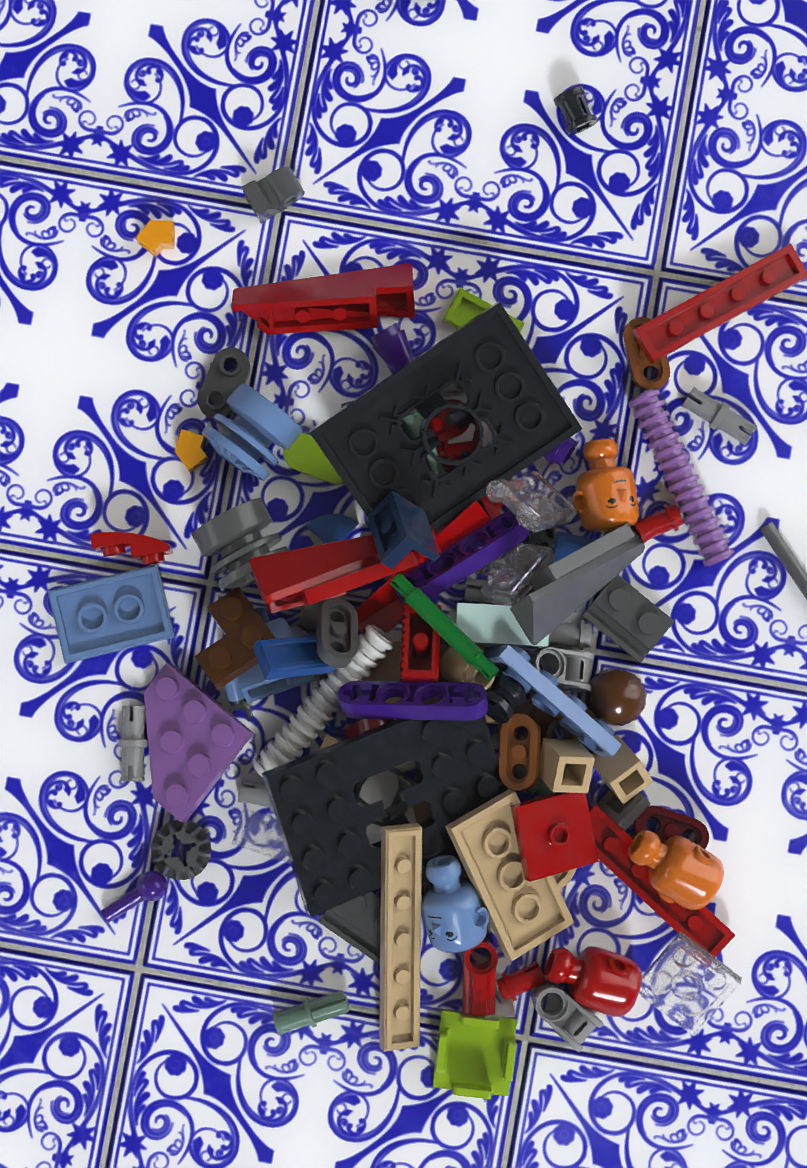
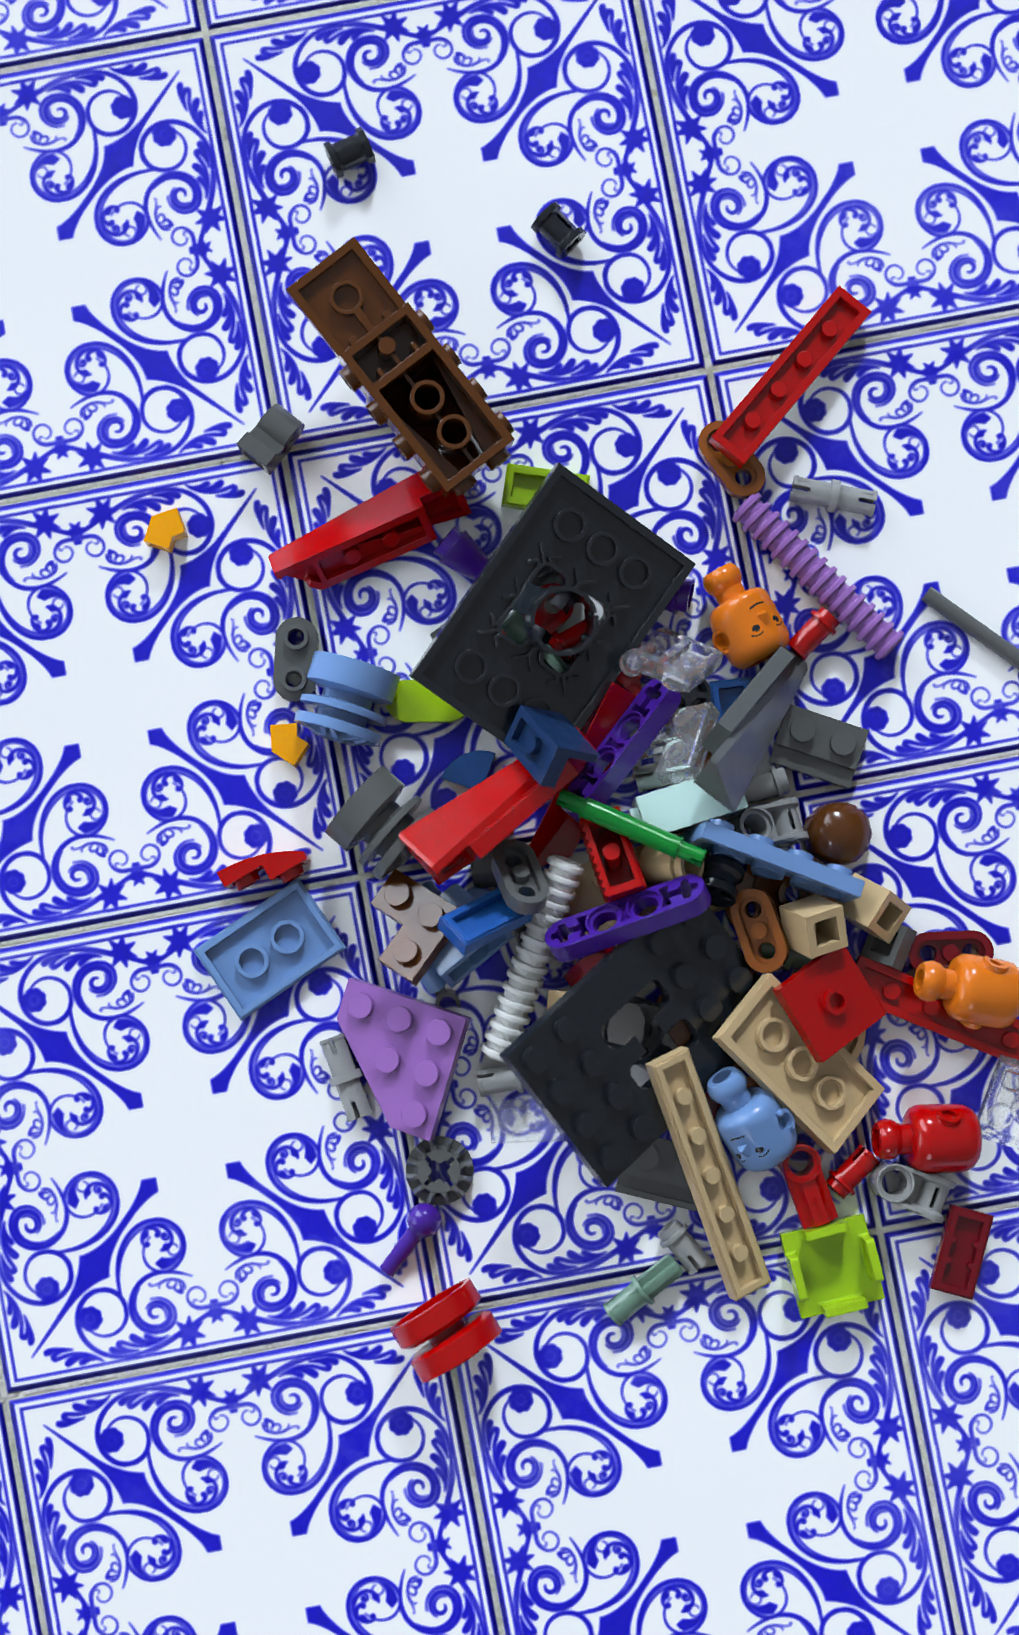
camera: 15 degrees left, 0 degrees up
(135, 990) = (449, 1335): none -> red wheel
(357, 989) = (683, 1246): none -> light grey pin
(400, 178) = (403, 371): none -> reddish brown wedge
(585, 1082) = (960, 1251): none -> dark red plate

